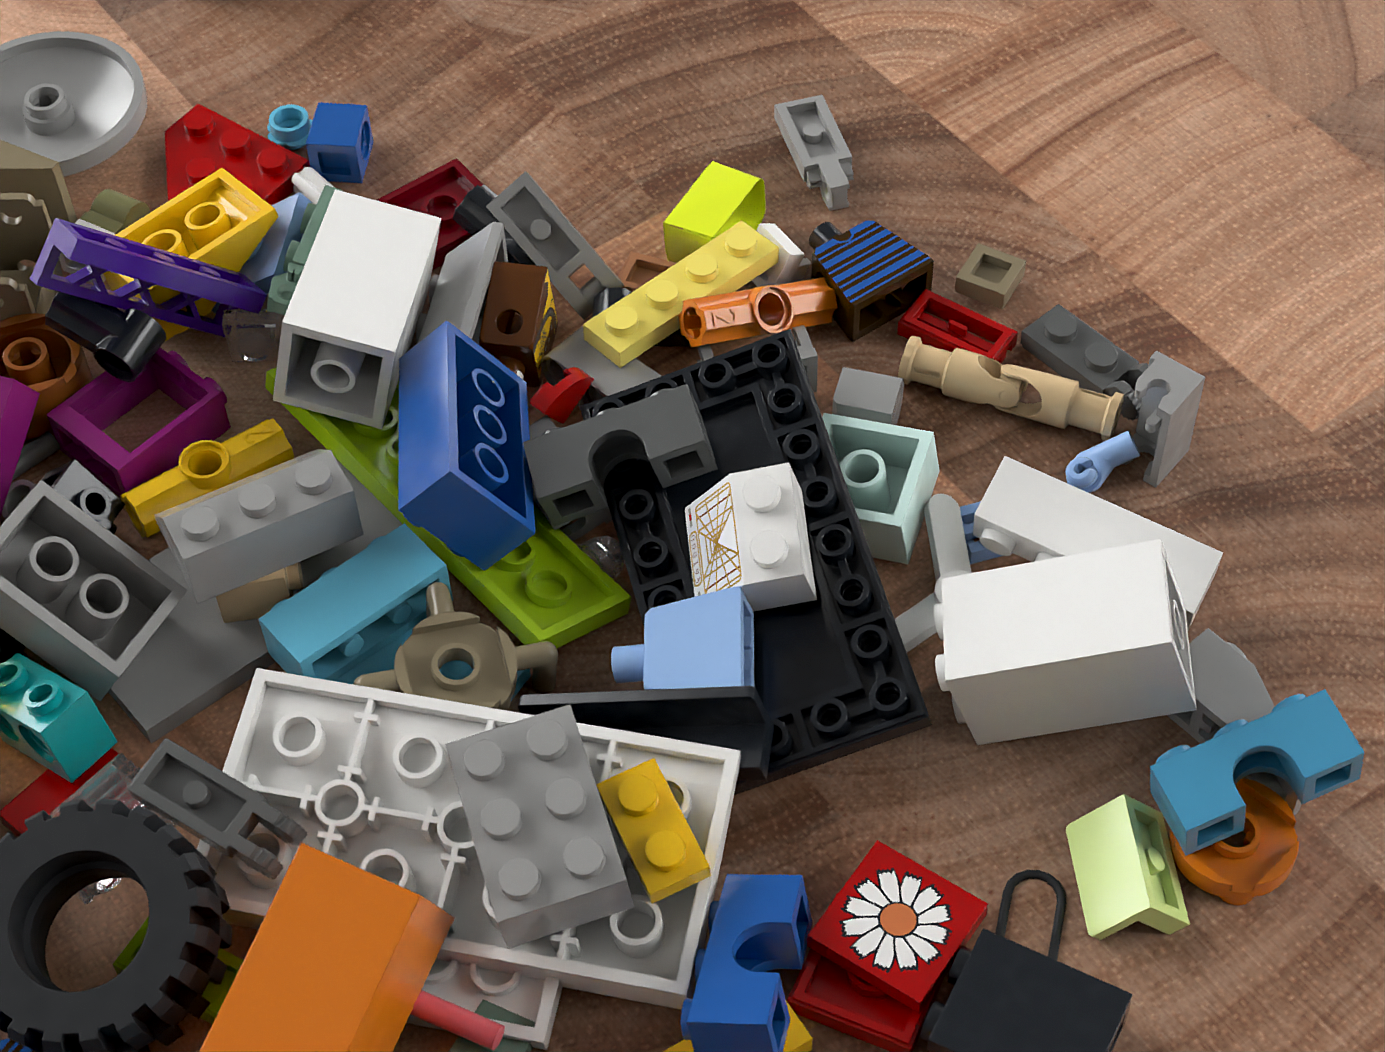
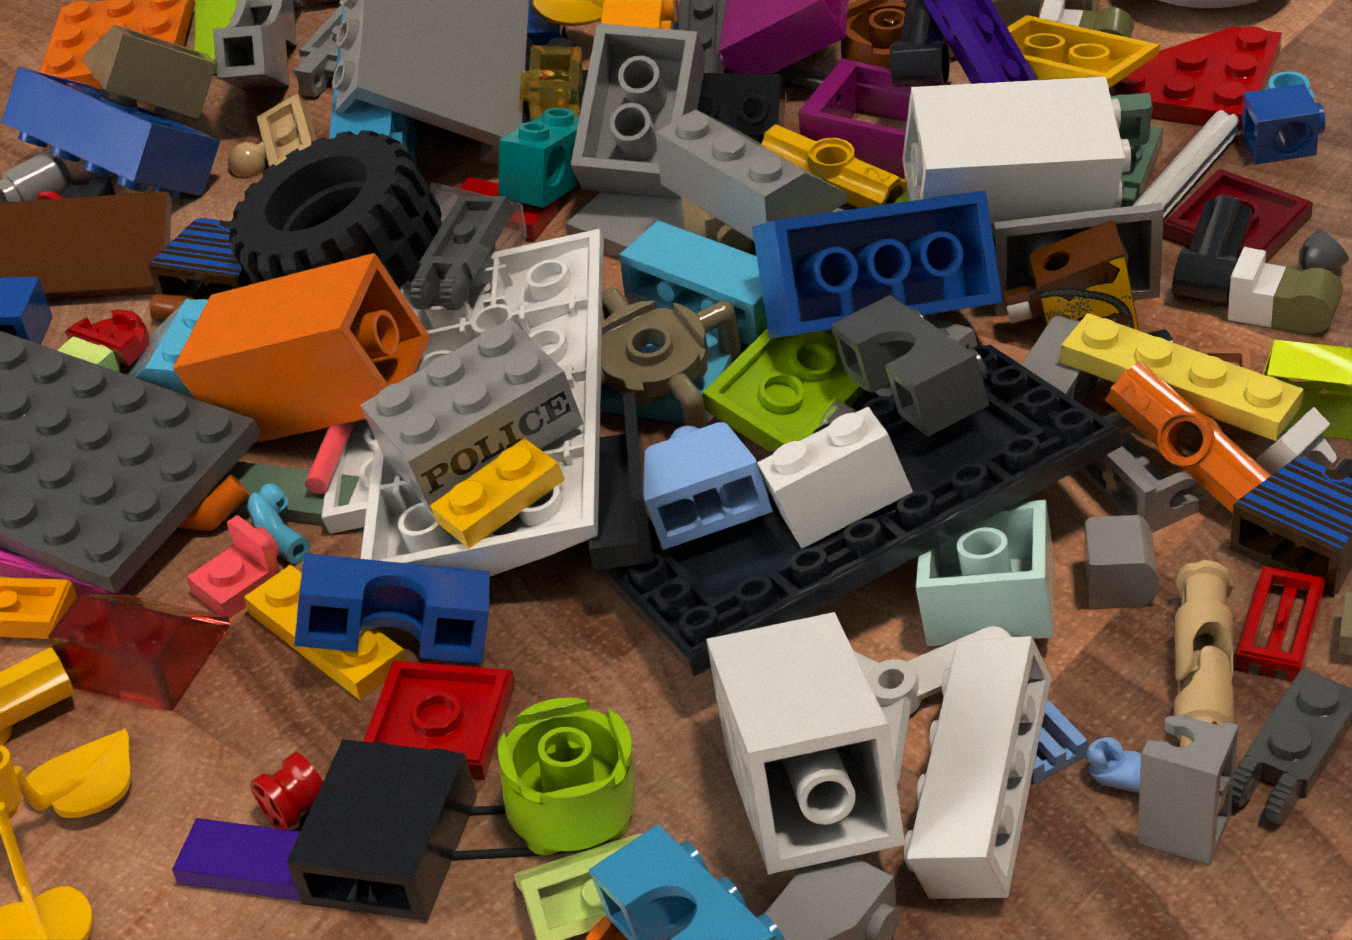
camera: 80 degrees right, 10 degrees down
(537, 166) = (1322, 252): none -> dark grey hinge
(552, 242) = (1197, 271): light grey plate -> none
(562, 398) = (1001, 330): red tile -> none
(589, 201) = (1282, 295): none -> leg
(897, 925) = (469, 703): tile -> none
(1020, 852) = (567, 776): none -> lime brick

